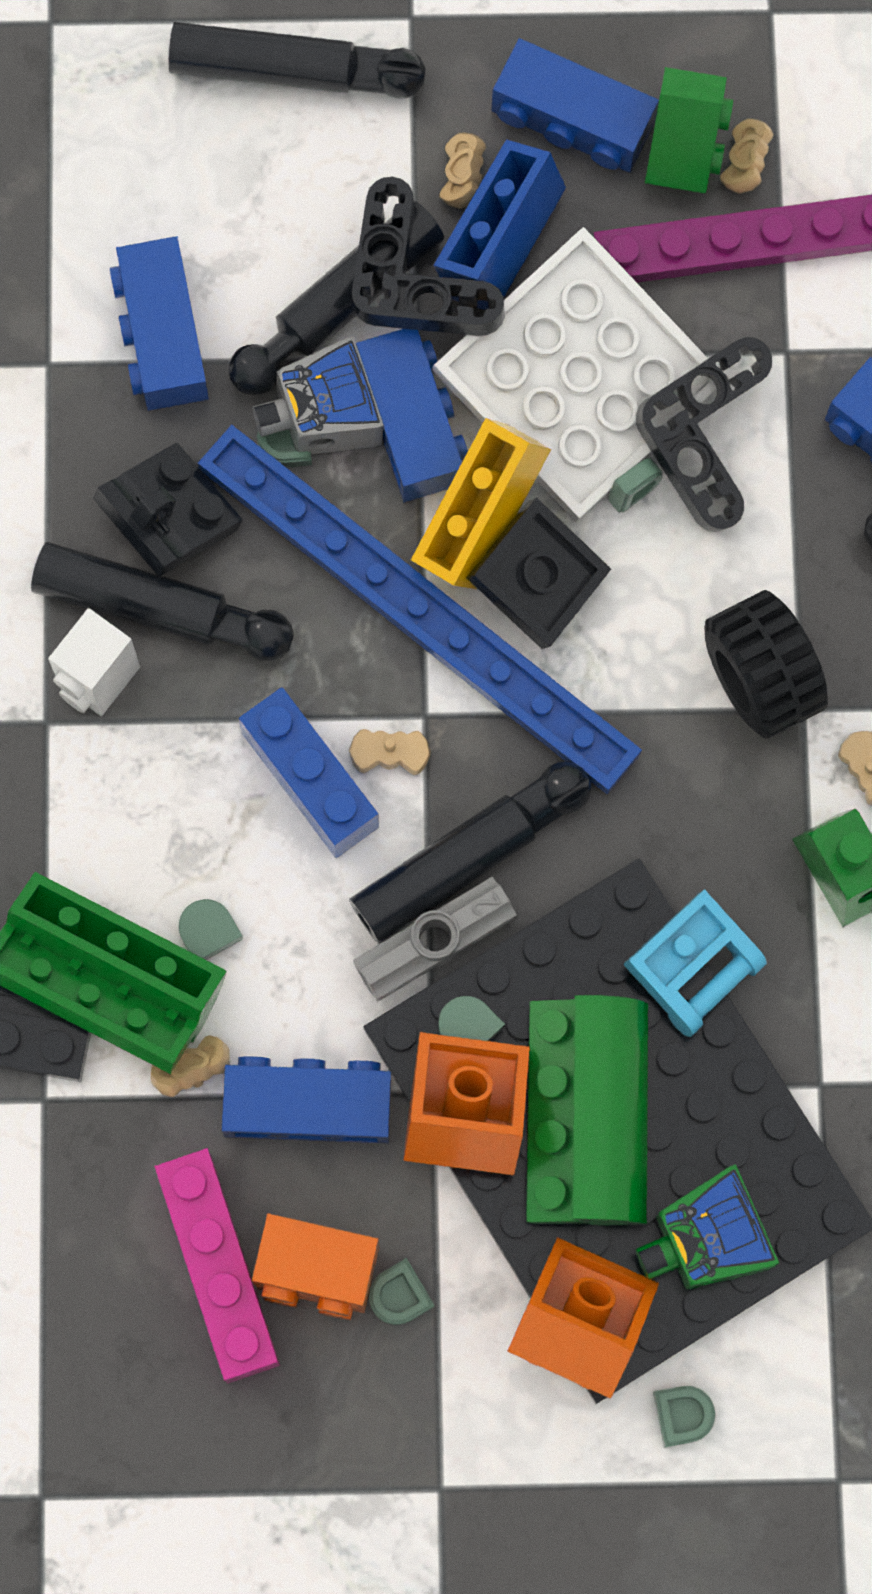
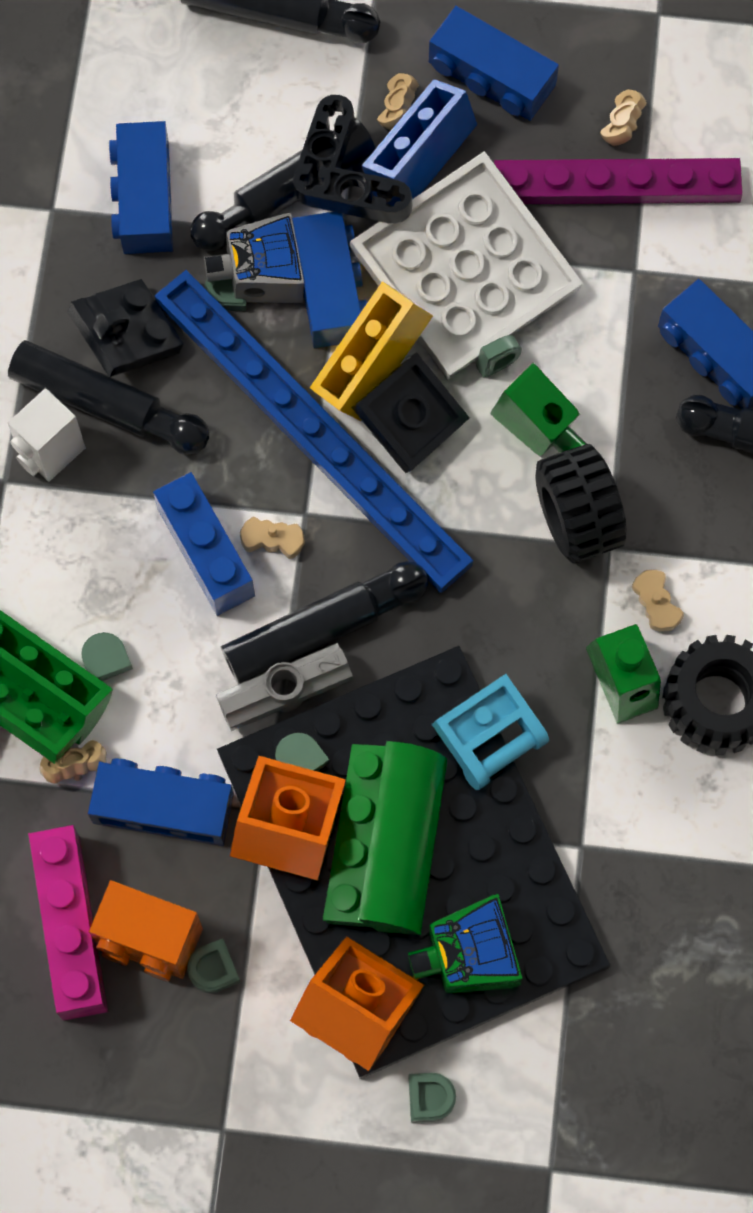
camera: 10 degrees right, 5 degrees down
(684, 544) = (538, 413): none -> green torso
(686, 130) = (576, 89): green brick -> none
(687, 434) = (543, 318): black beam -> none

